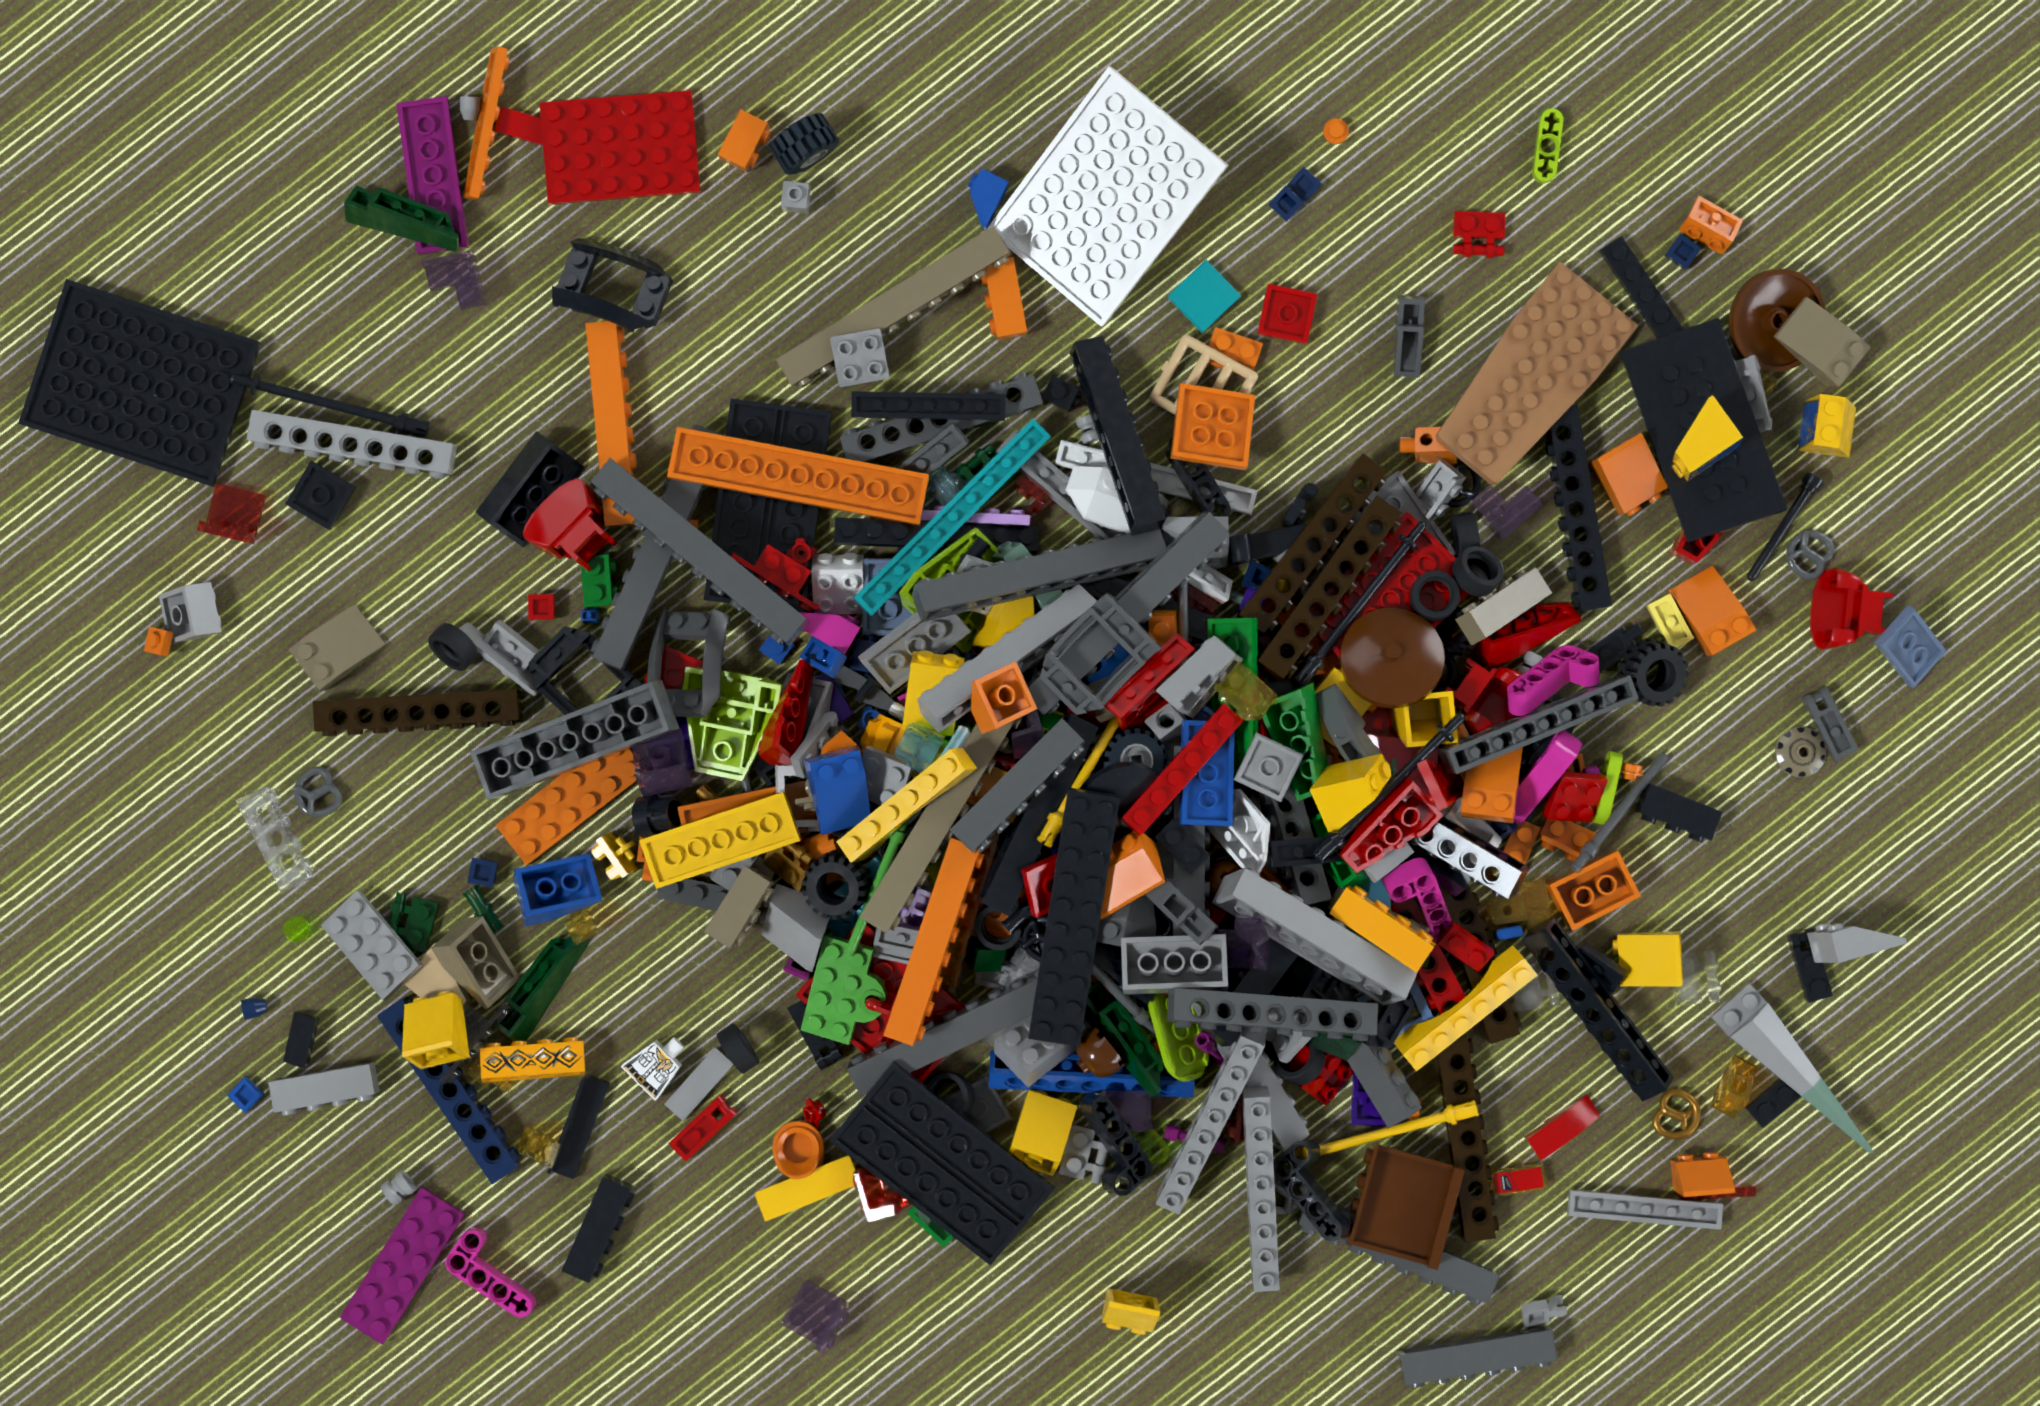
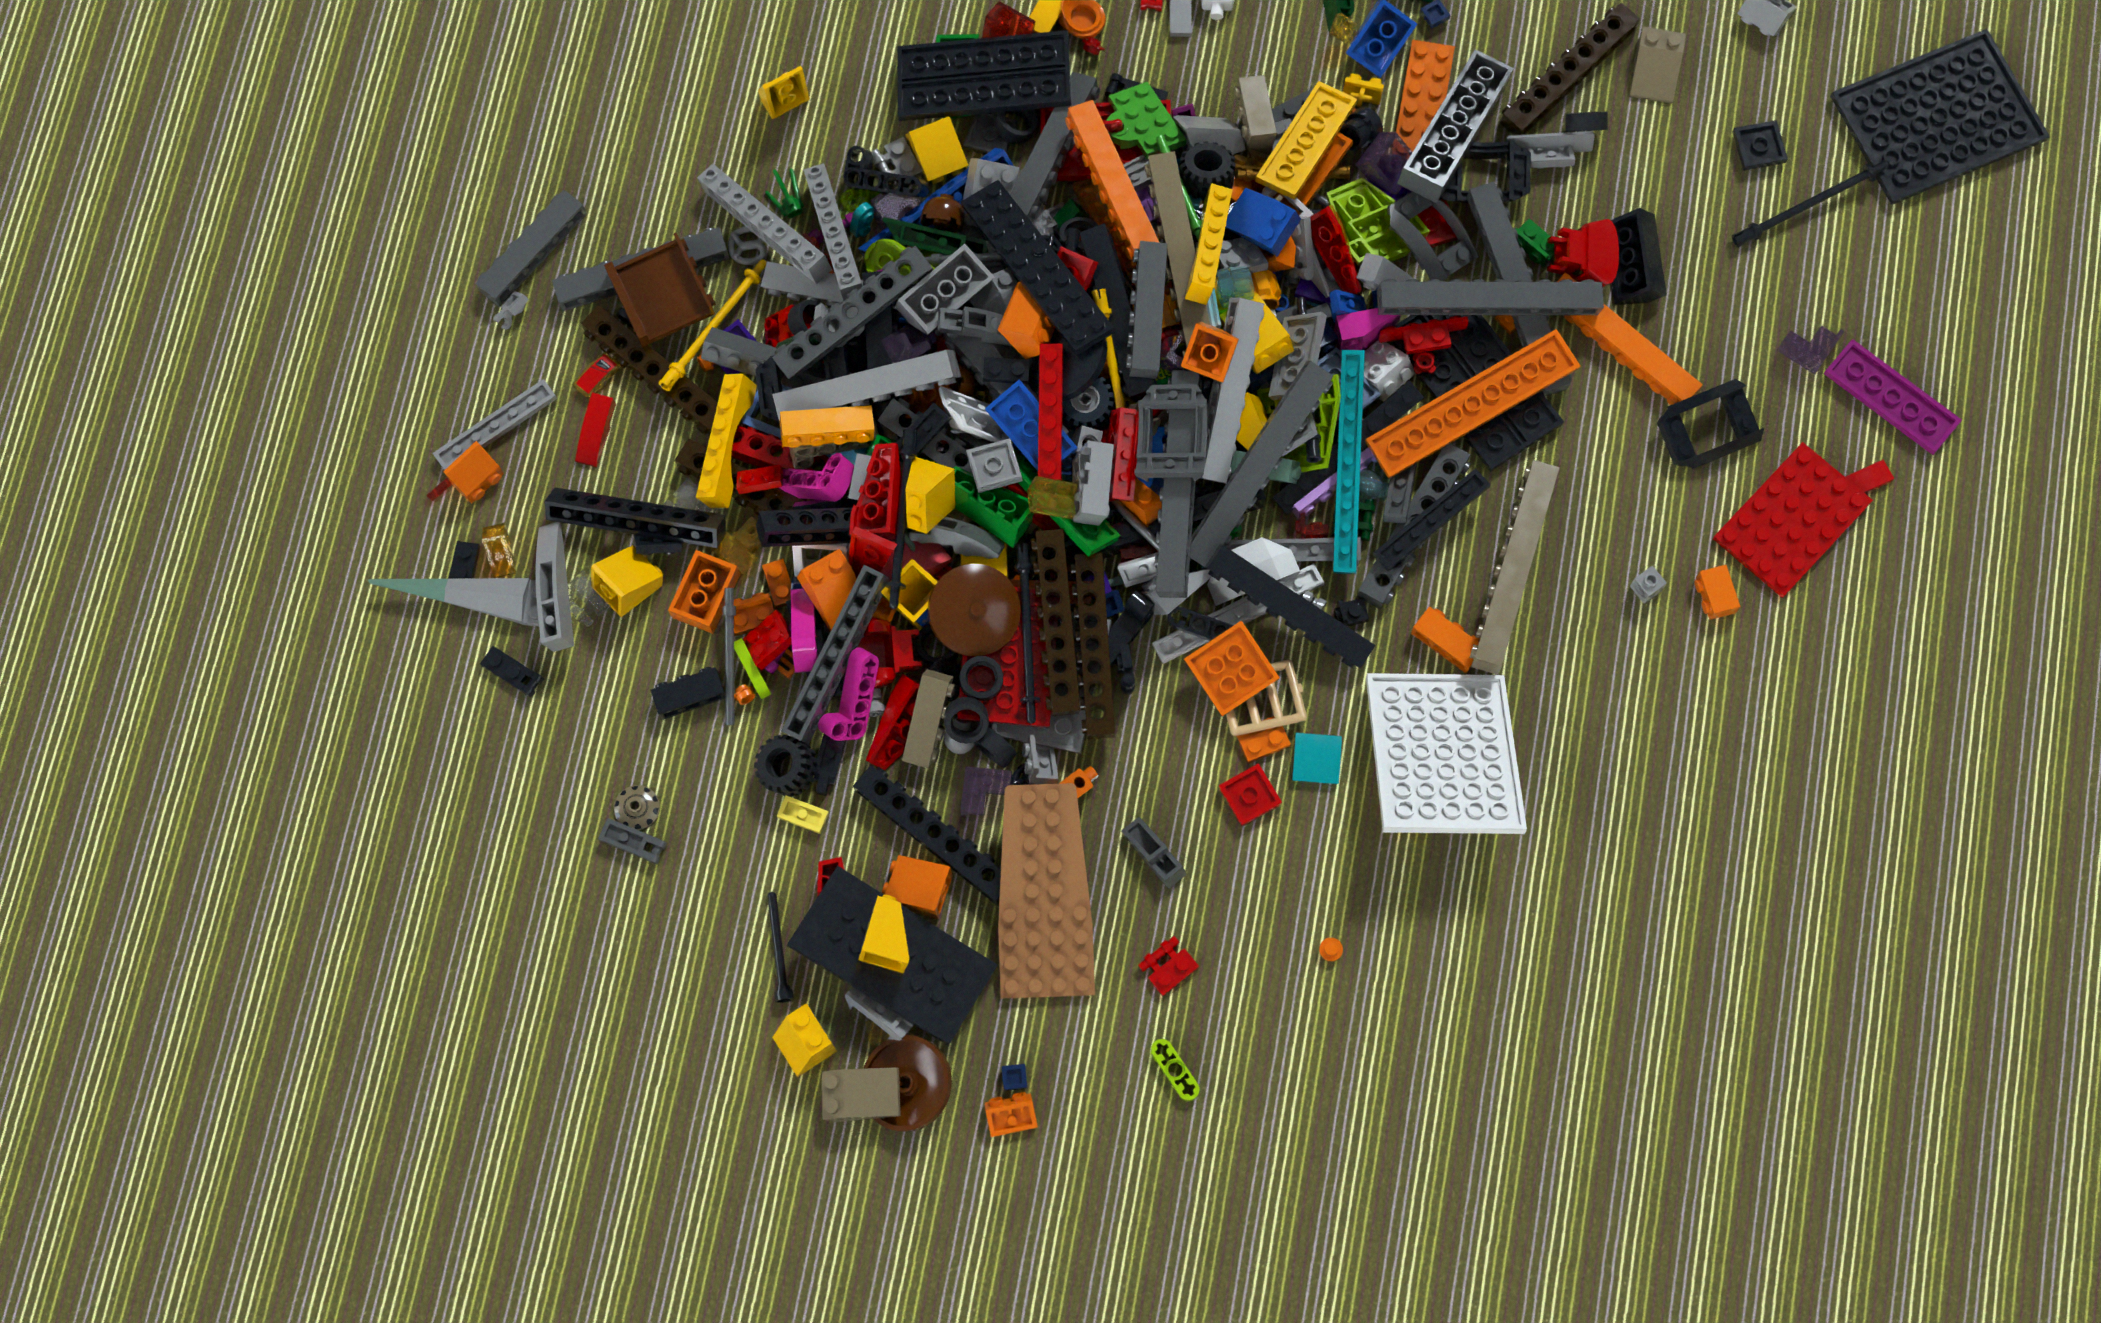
camera: 145 degrees right, 15 degrees down
(234, 514) = (1800, 86): clear red bracket -> none
(263, 423) = (1711, 233): light grey brick -> none
(400, 217) = (1885, 351): dark green wedge -> none
(470, 107) = (1913, 460): light grey hose -> none
(488, 114) = (1885, 449): orange plate -> none
(541, 606) = (1555, 195): red plate -> none
(590, 615) = (1519, 218): blue rock -> none
(738, 1048) = (1176, 40): black tyre -> none
(768, 657) = (1377, 269): none -> light grey slope
(804, 143) = (1677, 618): black wheel -> none
(859, 357) = (1505, 513): light grey bracket -> none
(986, 194) = (1524, 695): blue slope -> none
(1168, 1118) = (862, 220): none -> teal plate
(1214, 1194) = (791, 206): none -> green plant
(1295, 194) = (1319, 882): dark blue slope -> none
(1314, 1192) = (730, 246): black beam -> none
(1507, 932) = (738, 519): blue tile -> none
(1640, 288) = (1019, 1026): black plate -> none
(1678, 1115) = (527, 501): pearl gold piece -> none
(1711, 611) = (779, 845): orange slope -> none
(1721, 1005) = (552, 589): none -> light grey slope
(1810, 554) = (744, 945): dark grey piece -> none
(1842, 943) = (496, 699): light grey slope -> none
(1843, 611) = (685, 924): red piece -> none
(1910, 646) = (619, 935): sand blue tile -> none

